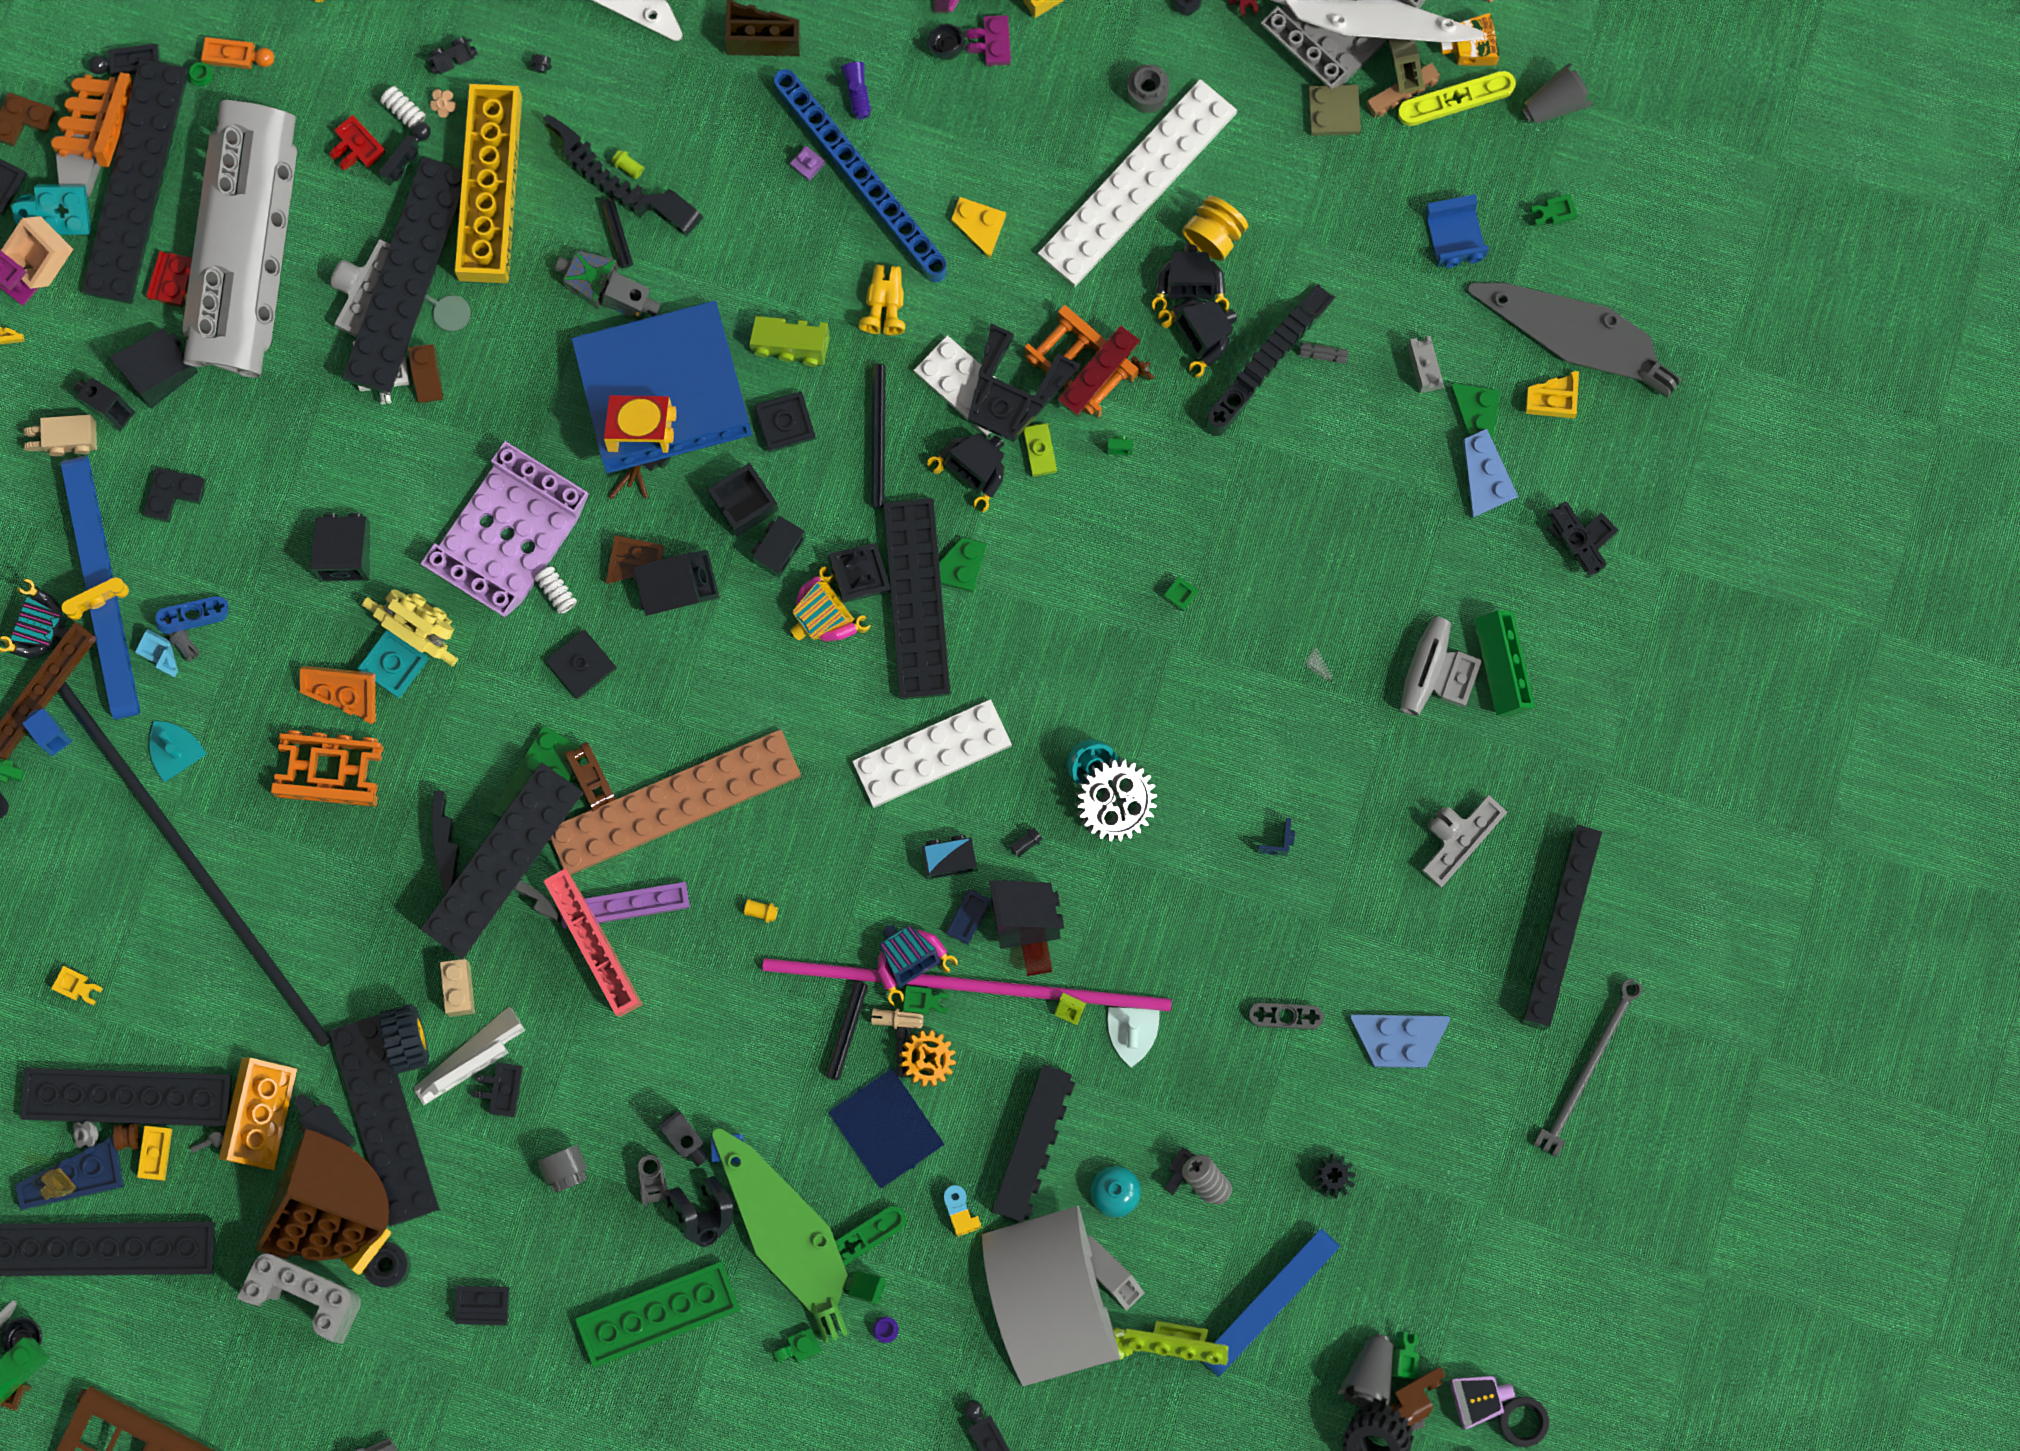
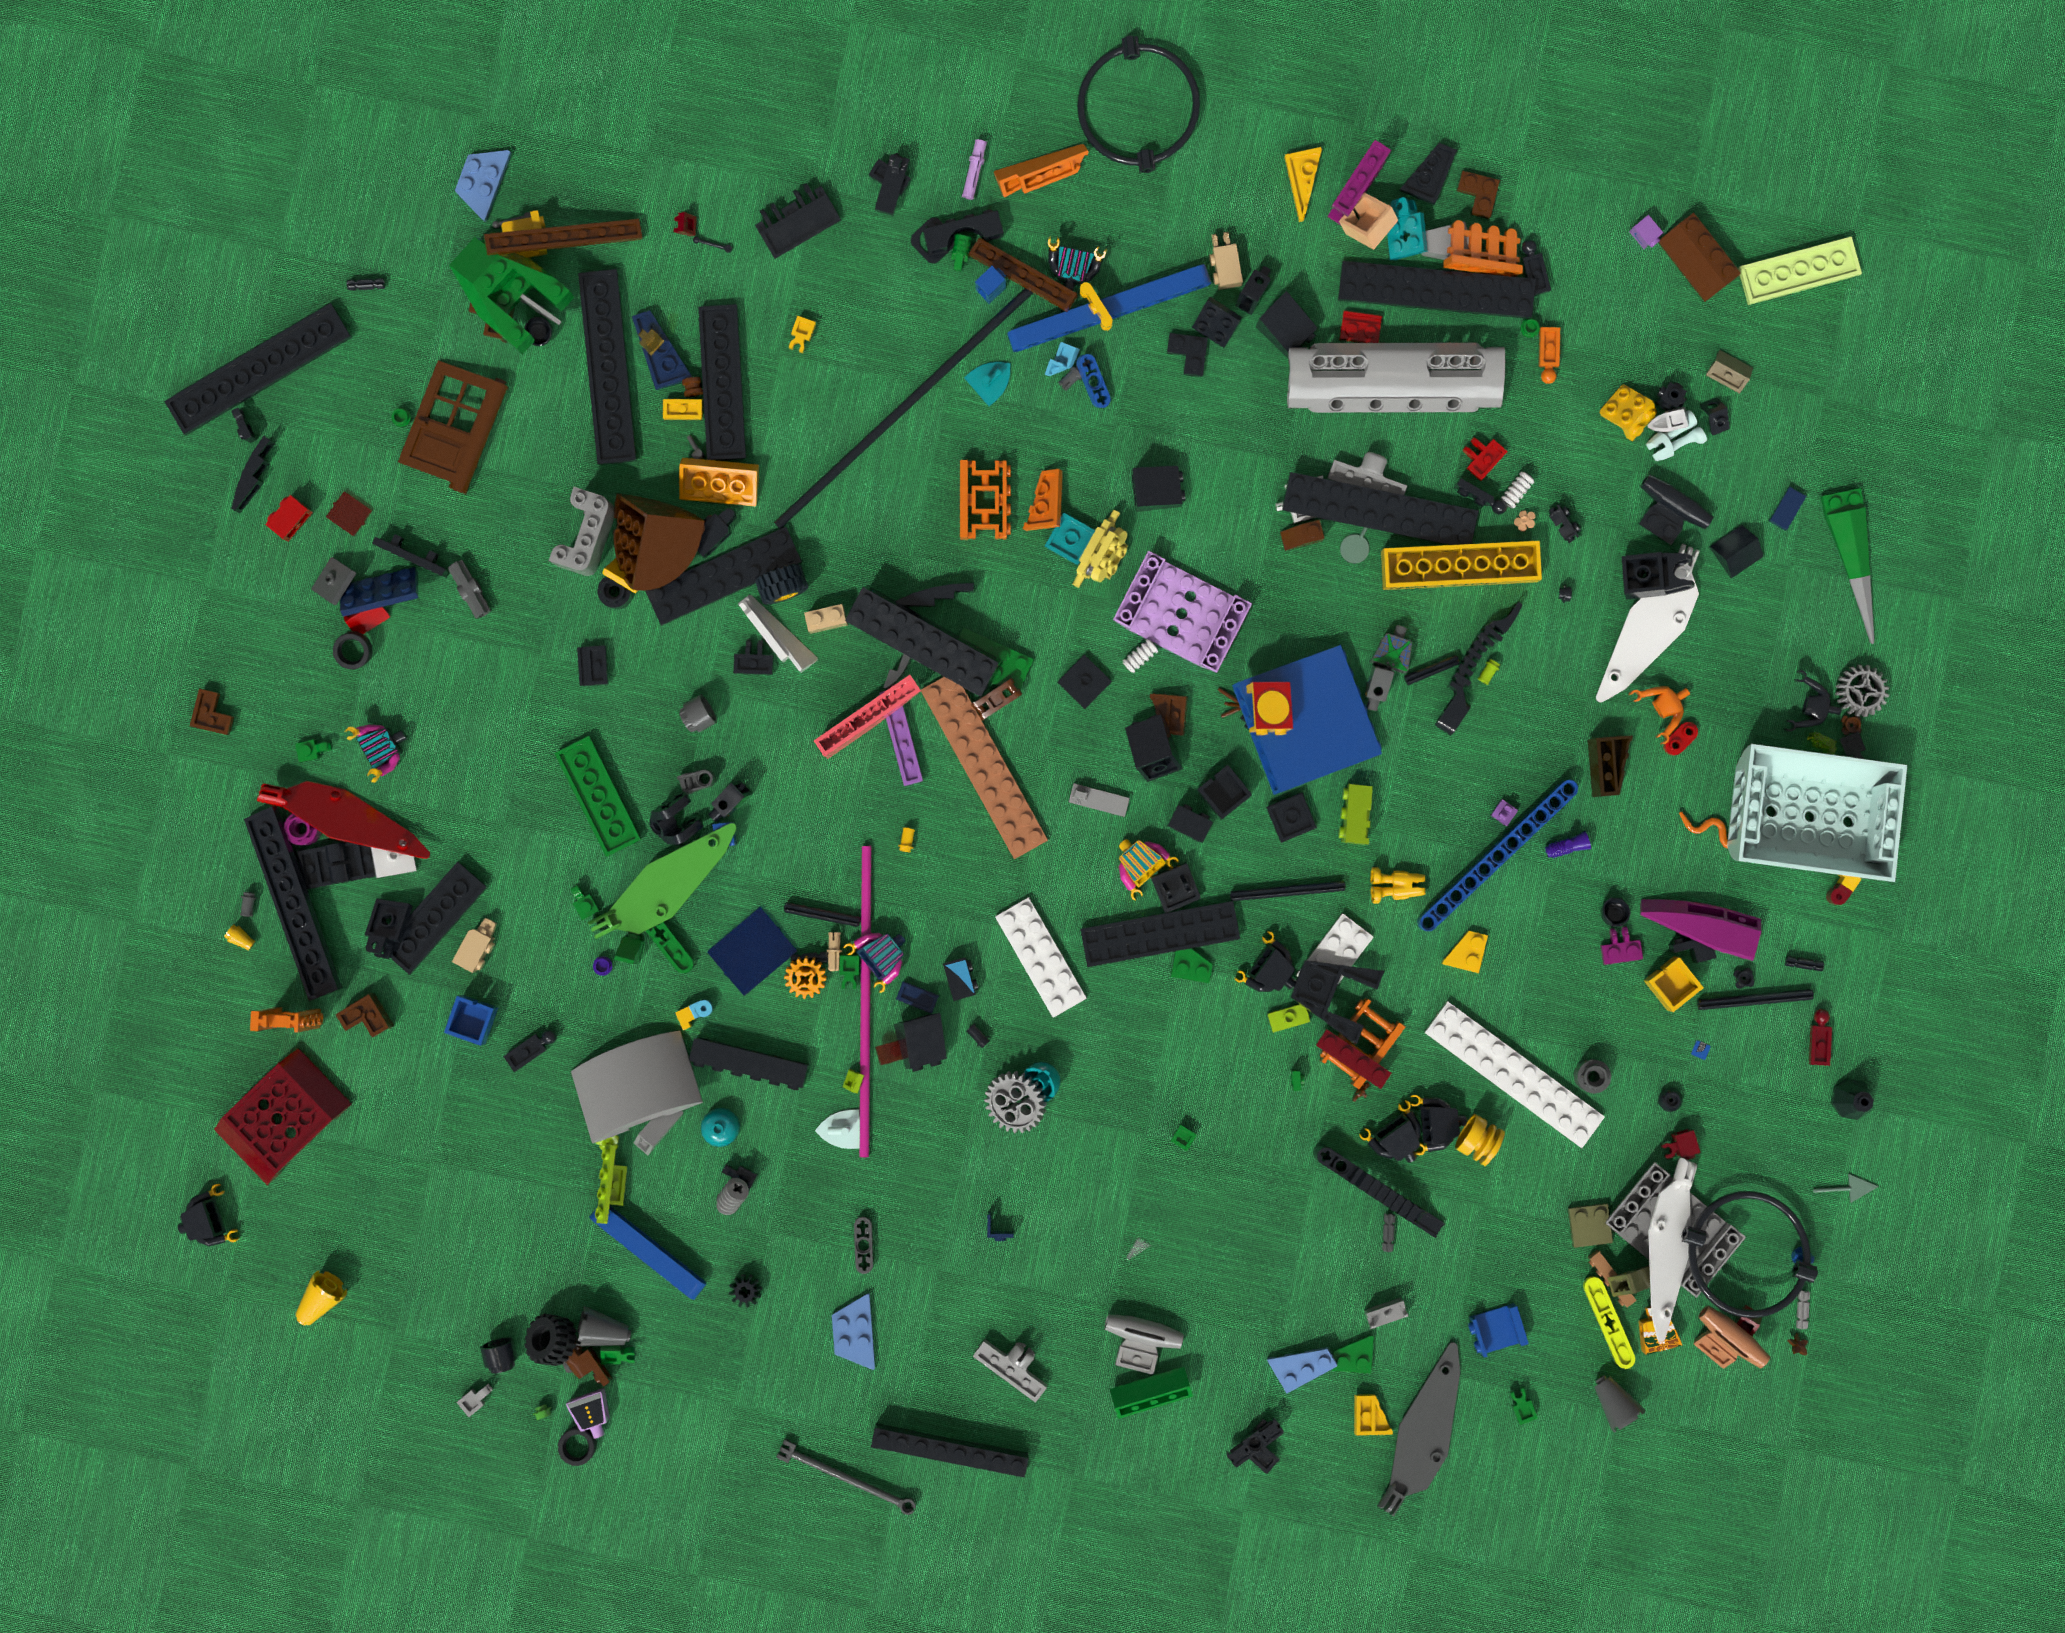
camera: 90 degrees right, 10 degrees up
(85, 1134) = (692, 356): light grey plate -> none
(138, 451) = (1217, 322): none -> black plate
(736, 660) = (1099, 800): none -> light grey hinge

